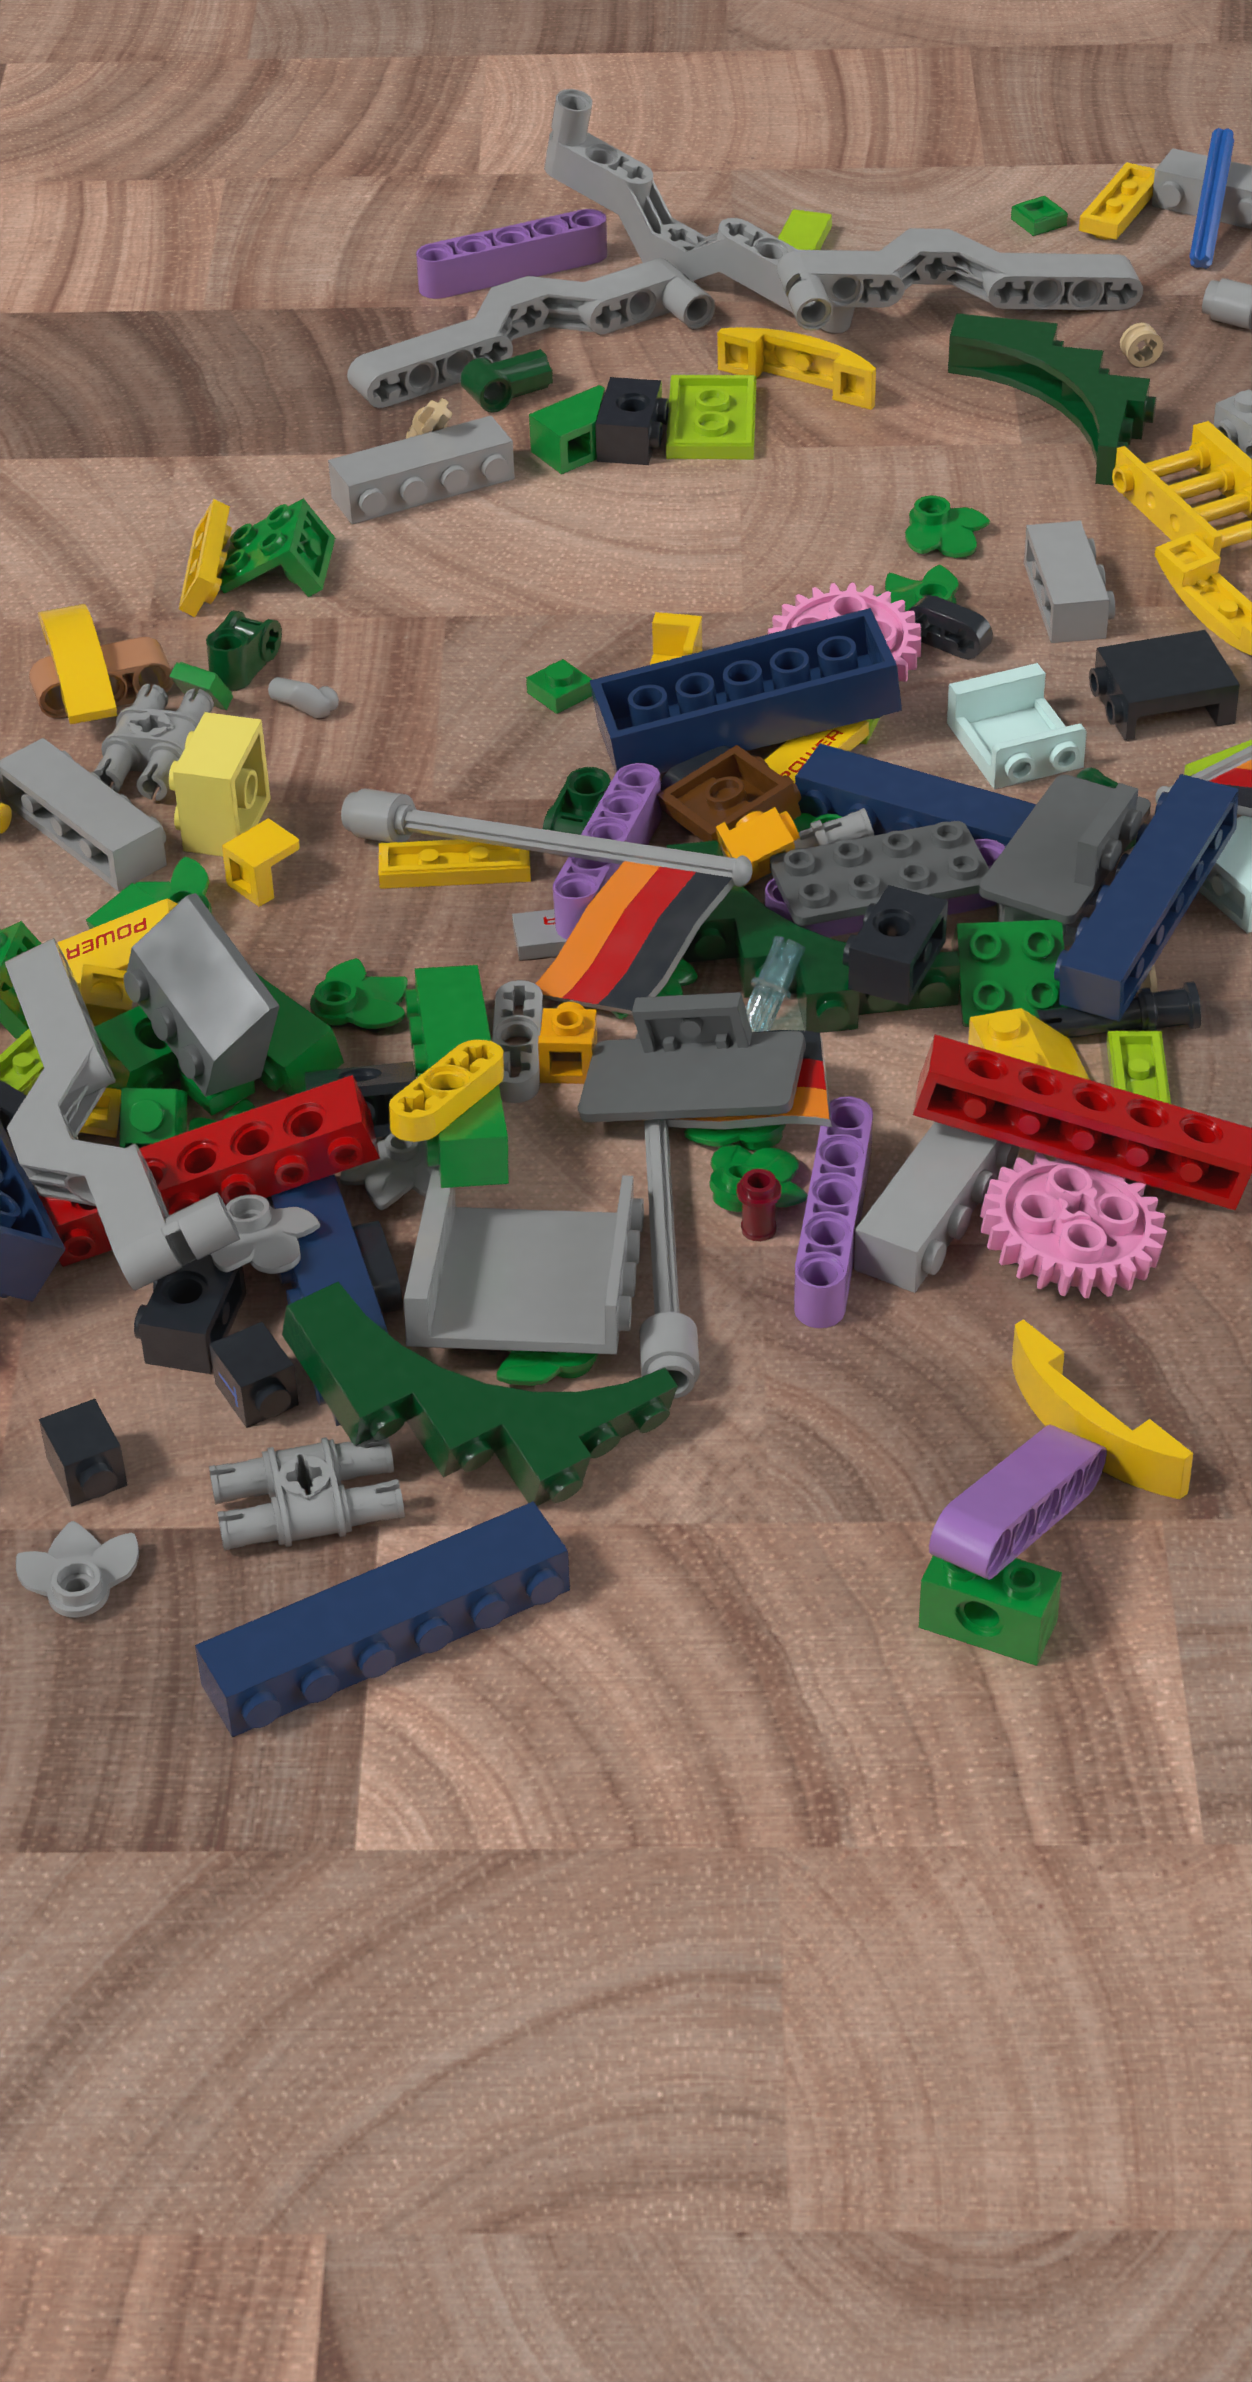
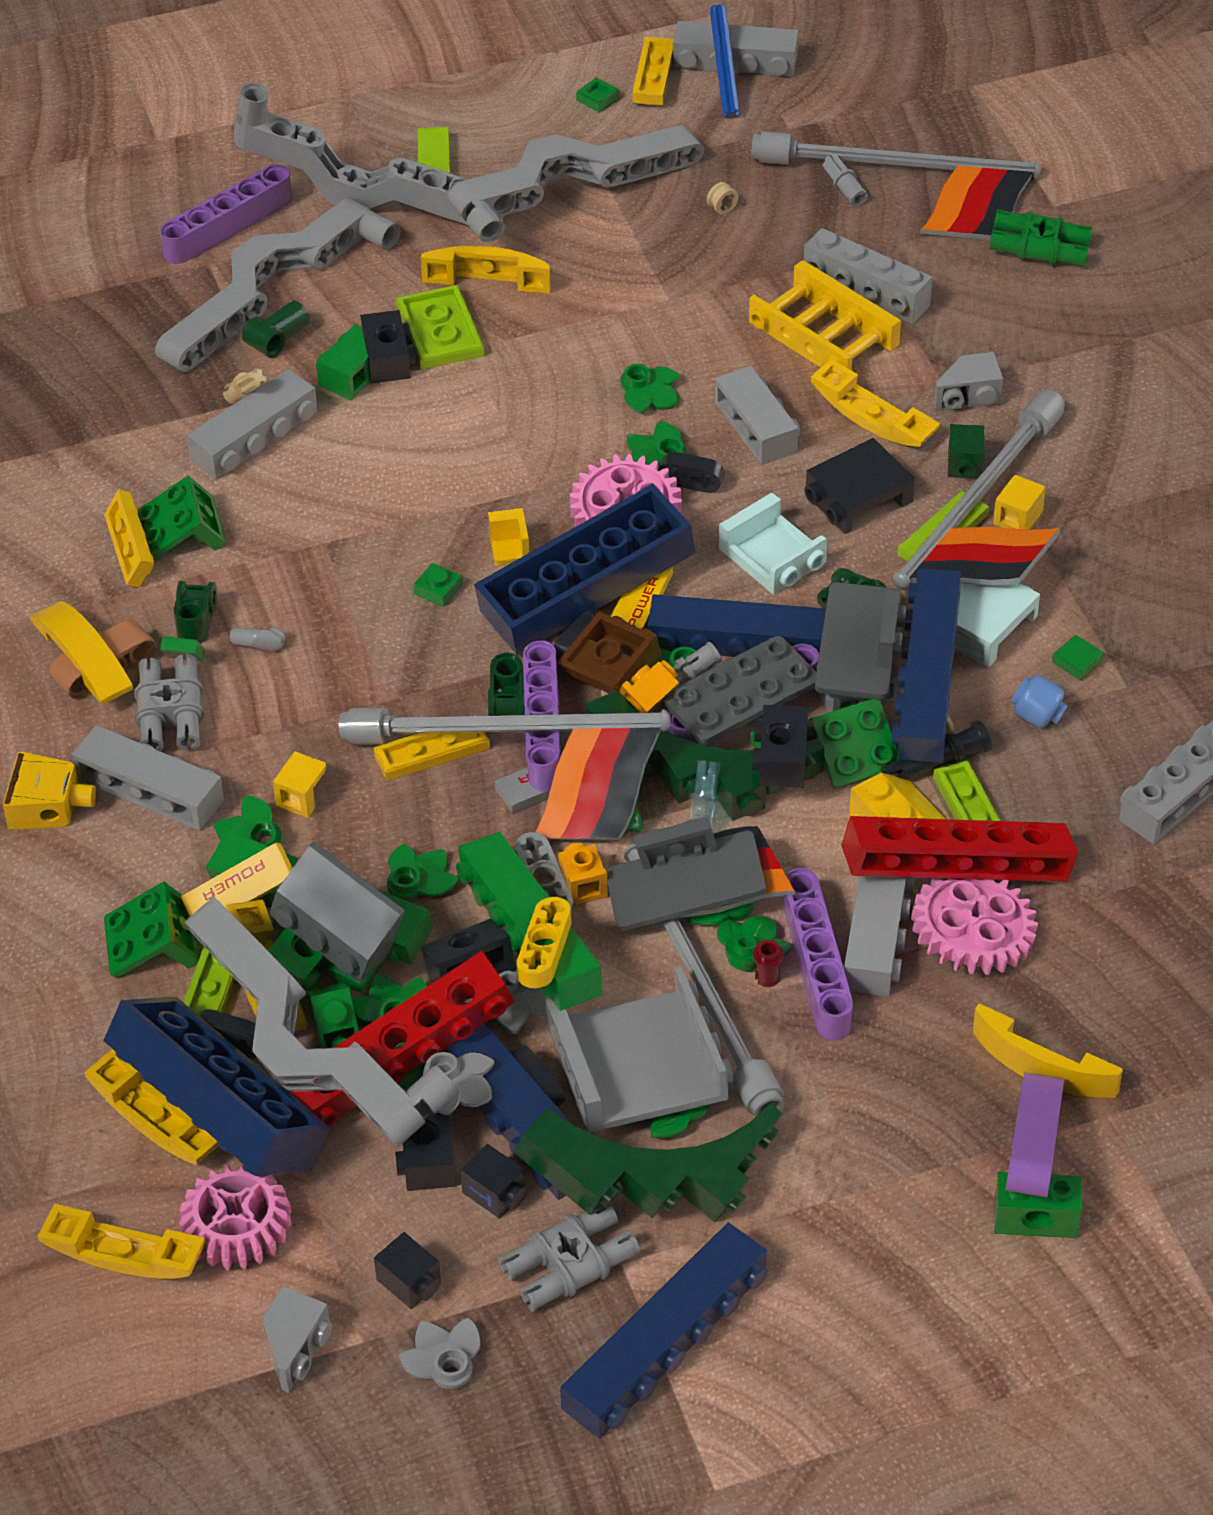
camera: 20 degrees left, 5 degrees up
(220, 782) = (245, 732): light yellow brick -> none
(1072, 380) = (649, 228): dark green arch -> none

